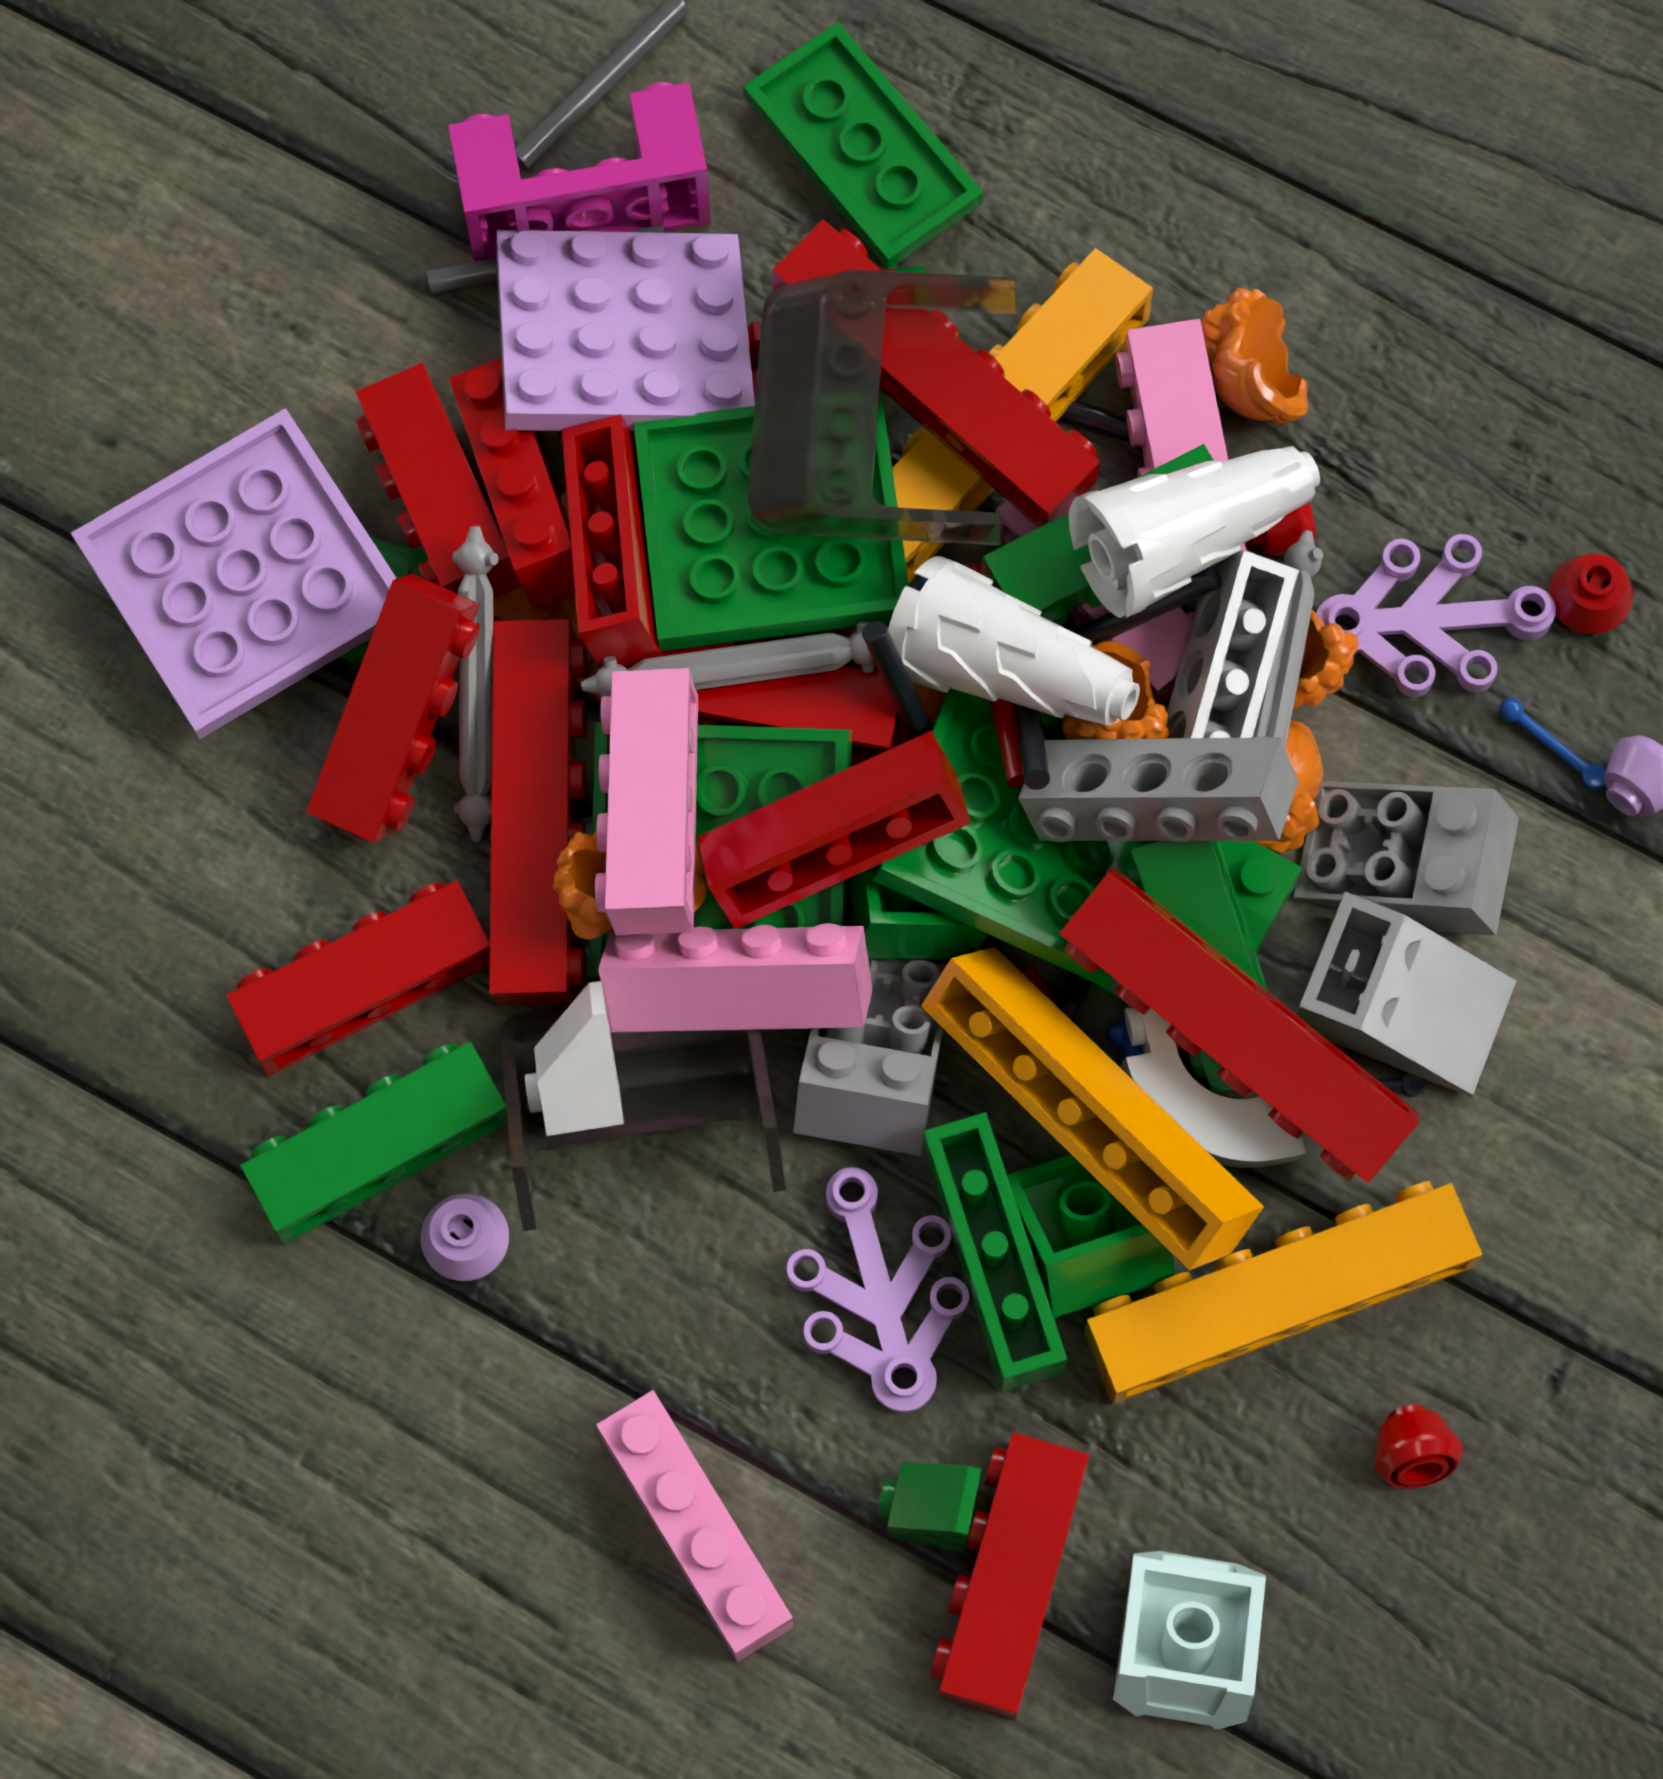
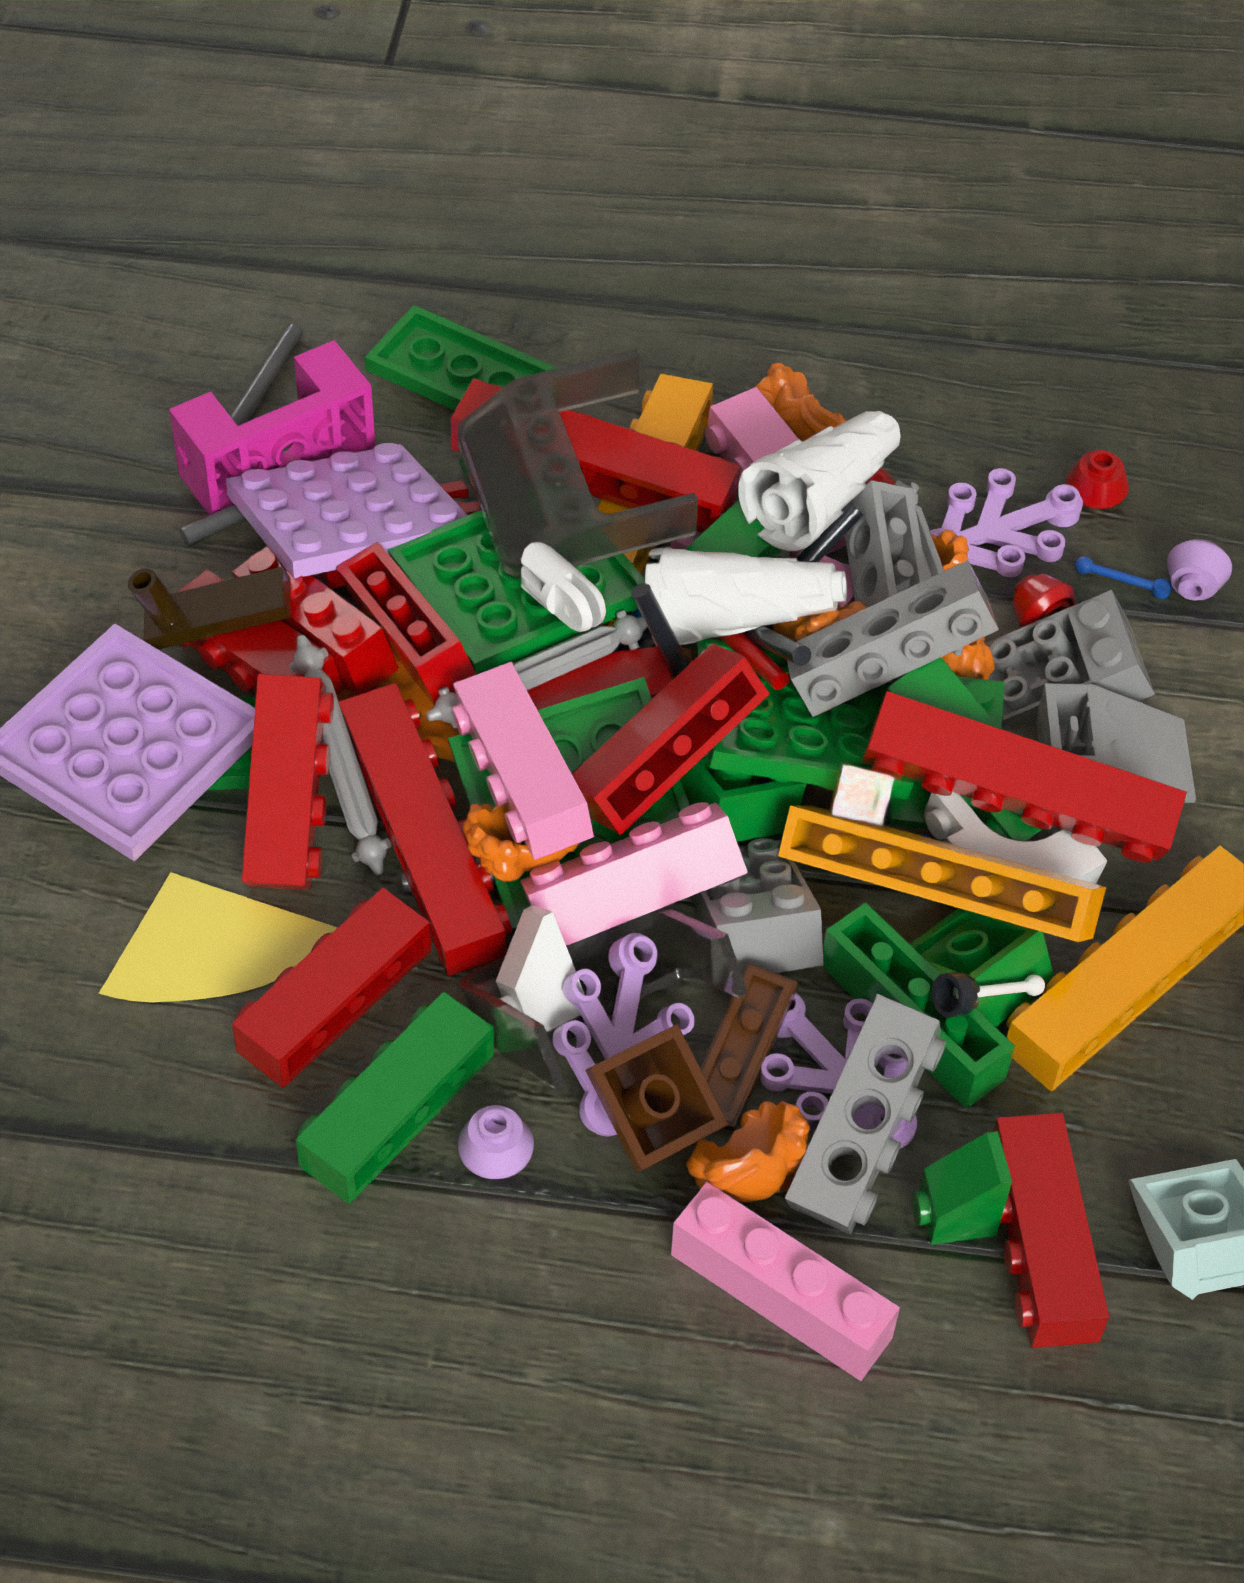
camera: 25 degrees left, 20 degrees down
(257, 864) = (208, 945): none -> light yellow sticker
(398, 432) = (209, 608): none -> dark brown piece
(635, 1269) = (656, 1098): none -> reddish brown slope
(642, 1173) = (615, 1035): none -> lavender plant
(727, 1374) = (757, 1157): none -> orange hair
(778, 1226) = (746, 1040): none -> reddish brown tile
(781, 1432) = (886, 1031): none -> light grey brick
(792, 578) = (561, 588): none -> white arm
(1027, 1277) = (969, 990): none -> black hinge
(1038, 976) = (861, 794): none -> clear orange plate
(1421, 754) = (1041, 597): none -> red cone

